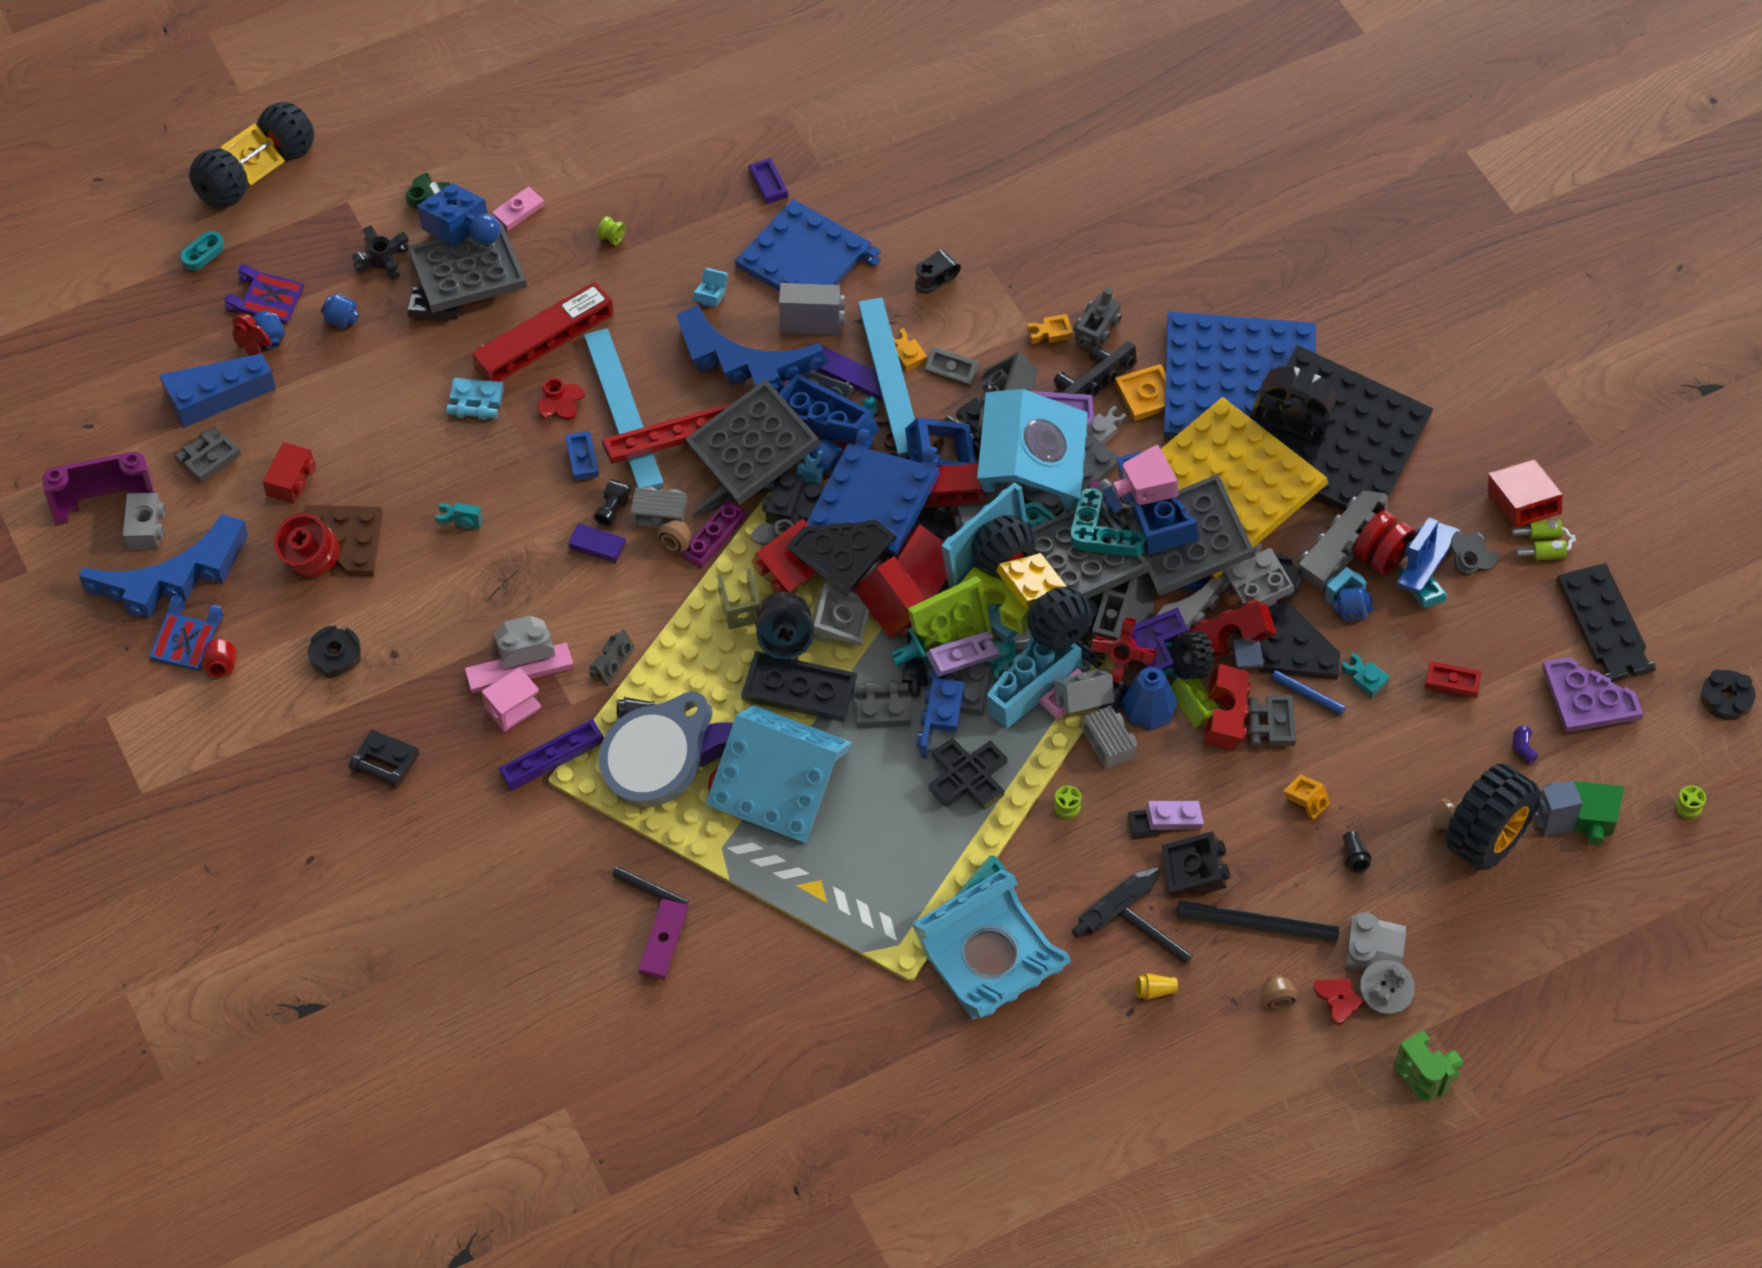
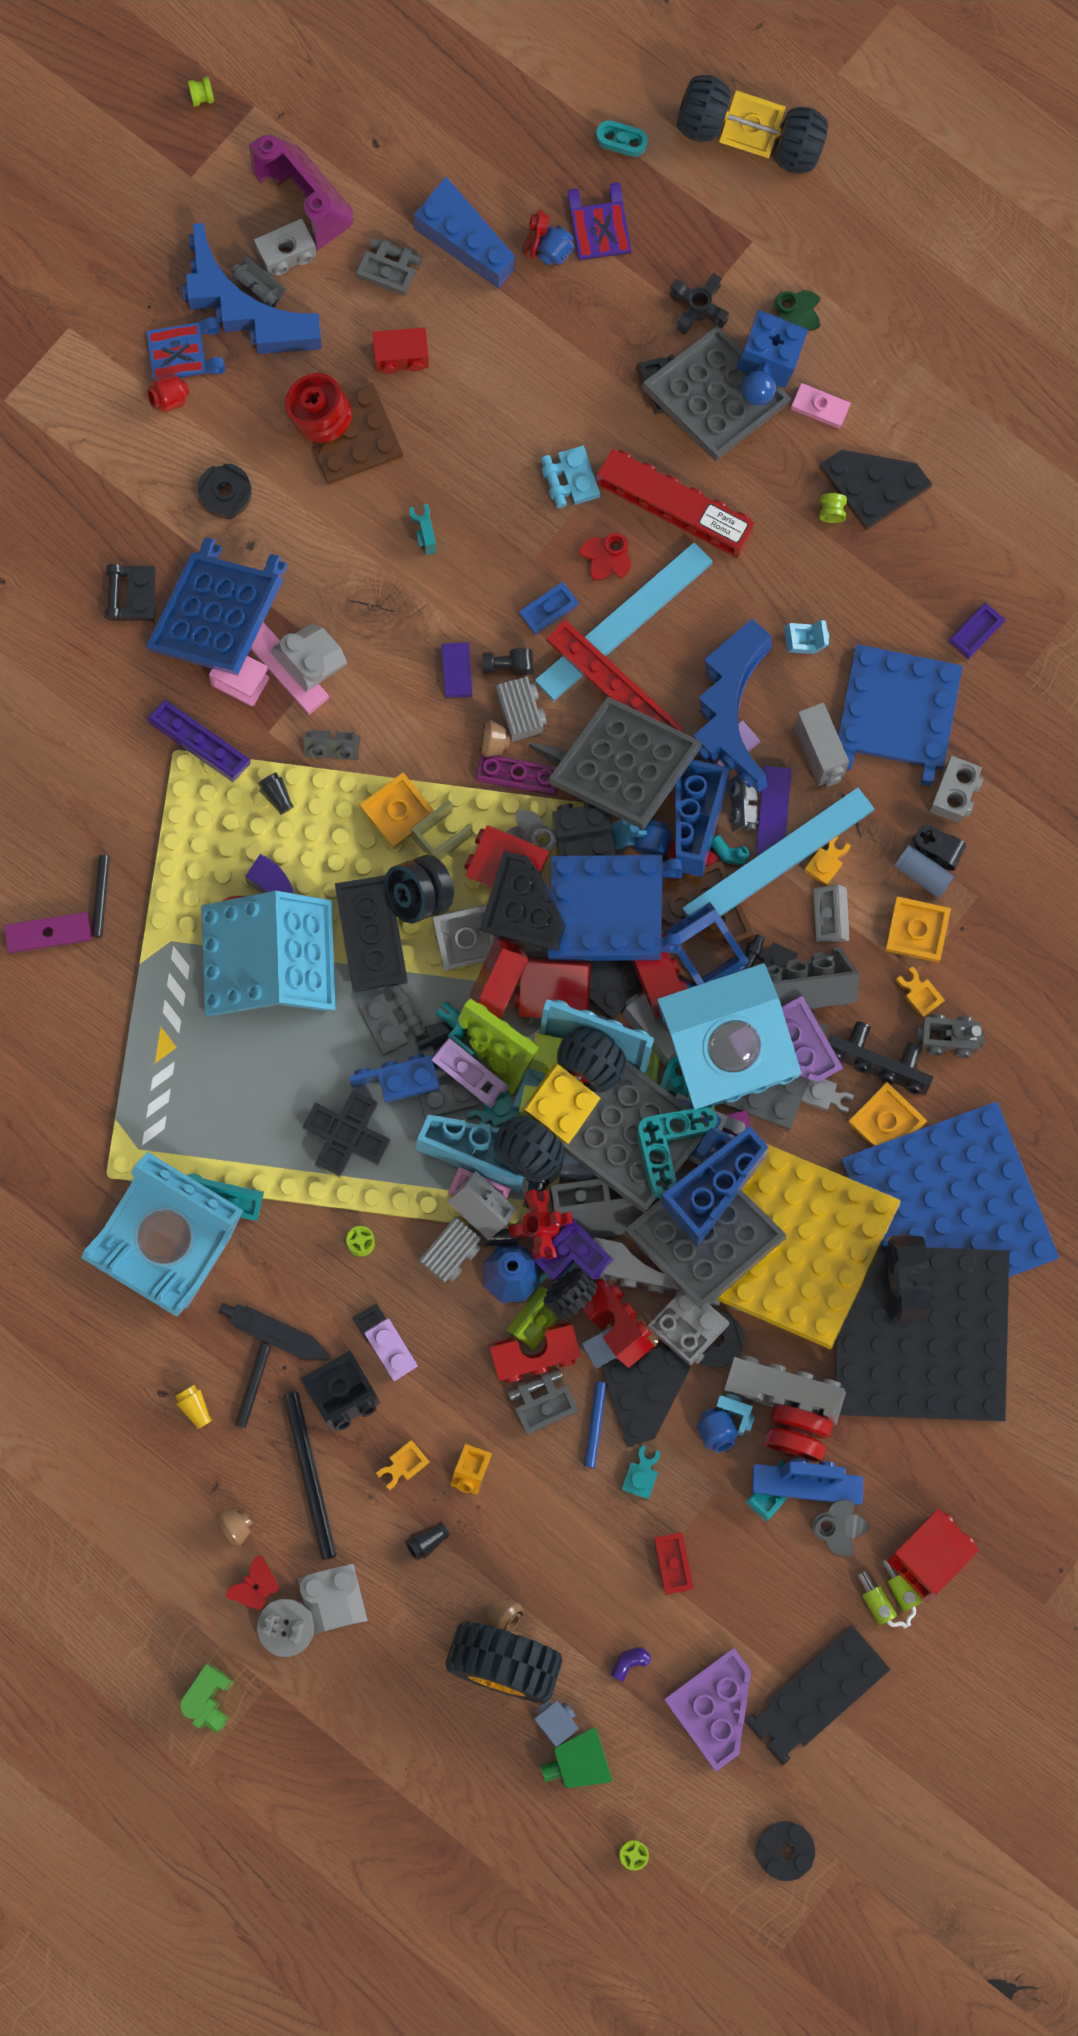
camera: 60 degrees right, 20 degrees up
(160, 551) = (259, 281): none -> dark grey hinge
(340, 311) = (609, 301): blue head -> none
(445, 689) = (216, 610): none -> blue plate
(606, 194) = (874, 483): none -> black plate
(655, 750) = (231, 833): piece -> none
(700, 625) = (396, 809): none -> light orange plate
(895, 240) = (952, 788): none -> light grey brick
(951, 287) = (924, 871): none -> sand blue pin
(997, 311) = (917, 929): none -> light orange plate
(1147, 478) = (727, 1166): bright pink torso -> none
(1281, 841) = (406, 1462): none -> light orange plate

